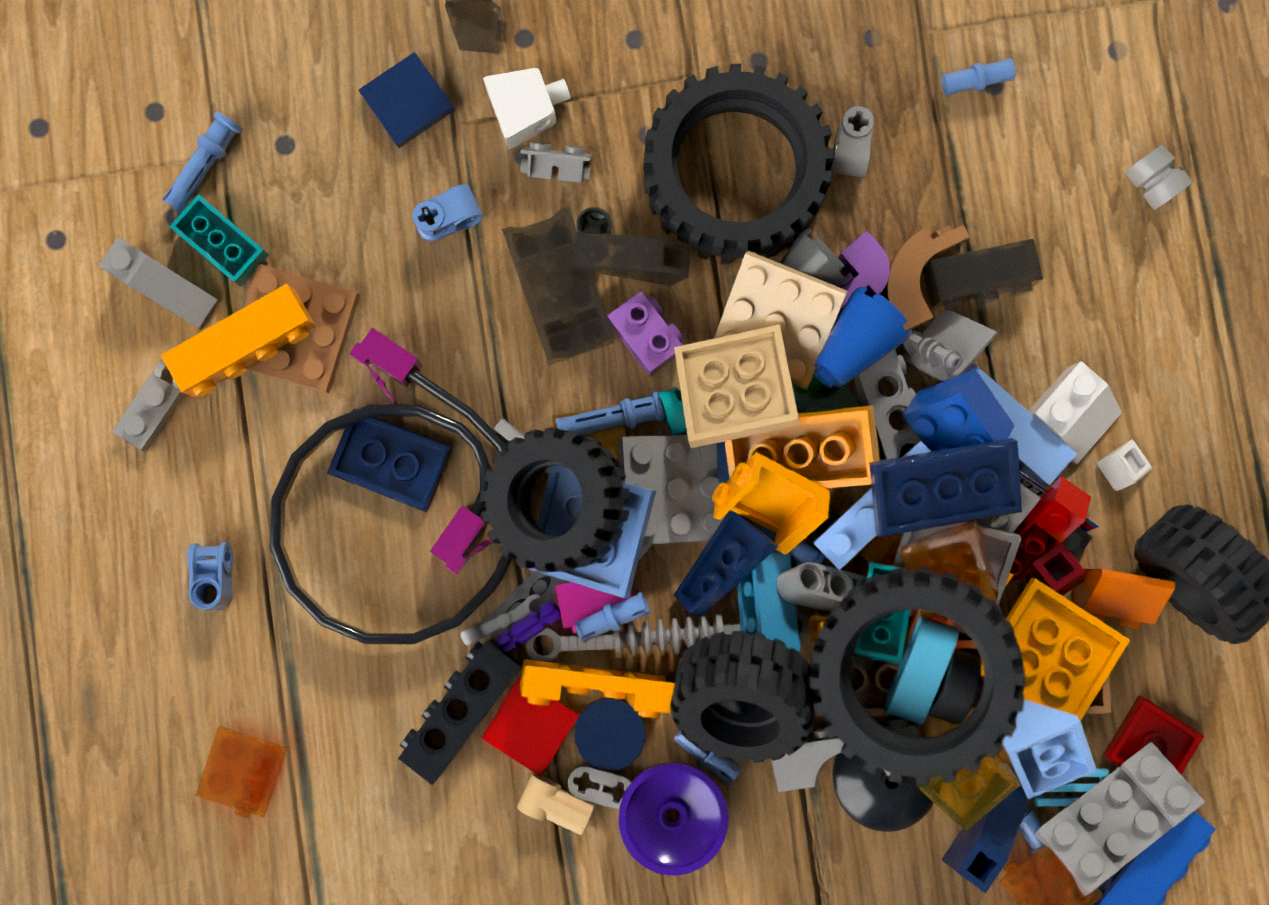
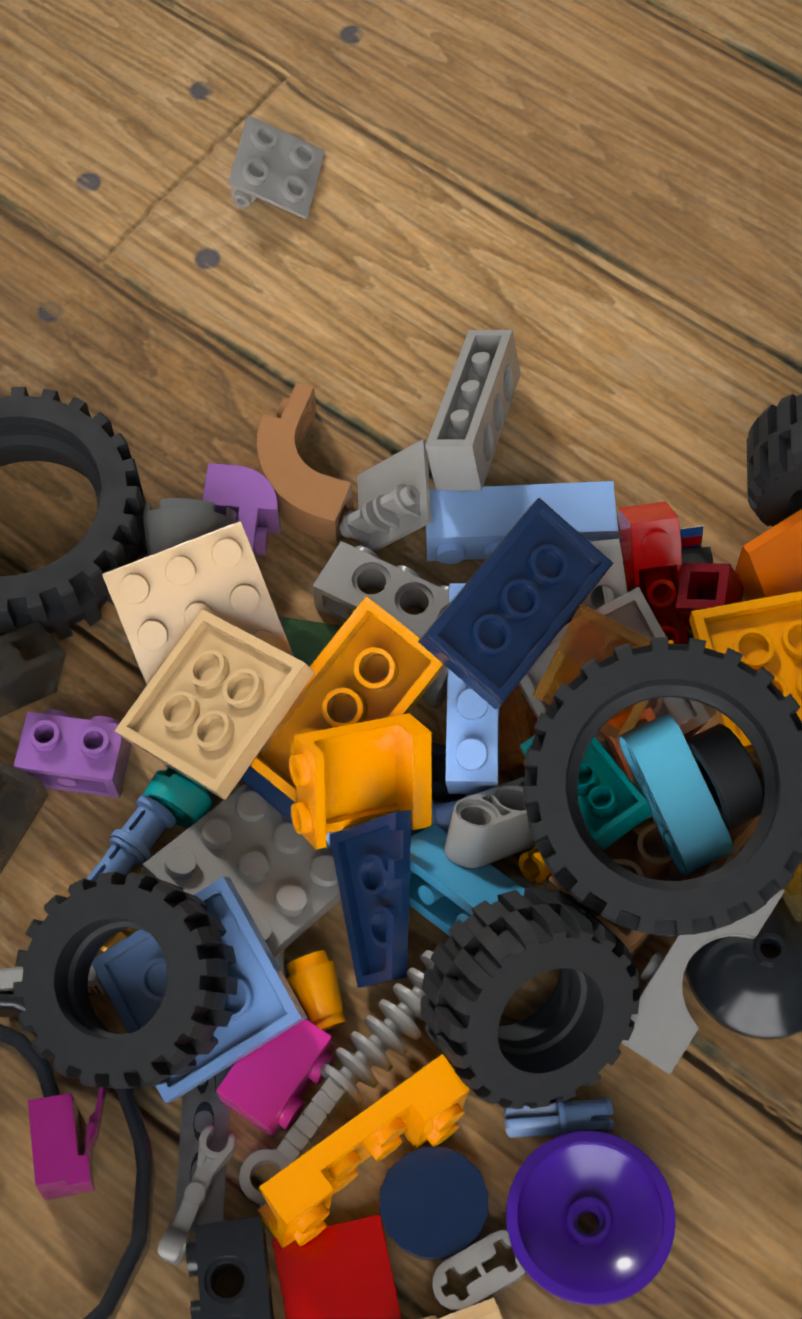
camera: 40 degrees left, 20 degrees down
(528, 627) = (230, 1168): dark purple axle -> none
(612, 617) = (310, 1057): medium blue pin -> none
(653, 576) = (317, 989): none -> light orange cone
(853, 147) = (119, 401): light grey piece -> none
(860, 338) = (296, 549): blue cone -> none
(958, 414) = (458, 534): blue brick -> none
(978, 76) = (184, 259): medium blue pin -> none
(983, 274) = (361, 412): clear smoke brick -> none
(1043, 338) = (473, 410): none -> light grey brick
(1077, 408) = (573, 444): white slope -> none
(1088, 62) = (274, 168): none -> light grey hinge
(1124, 465) = (670, 463): white slope -> none
(1158, 177) = (435, 202): light grey wheel -> none

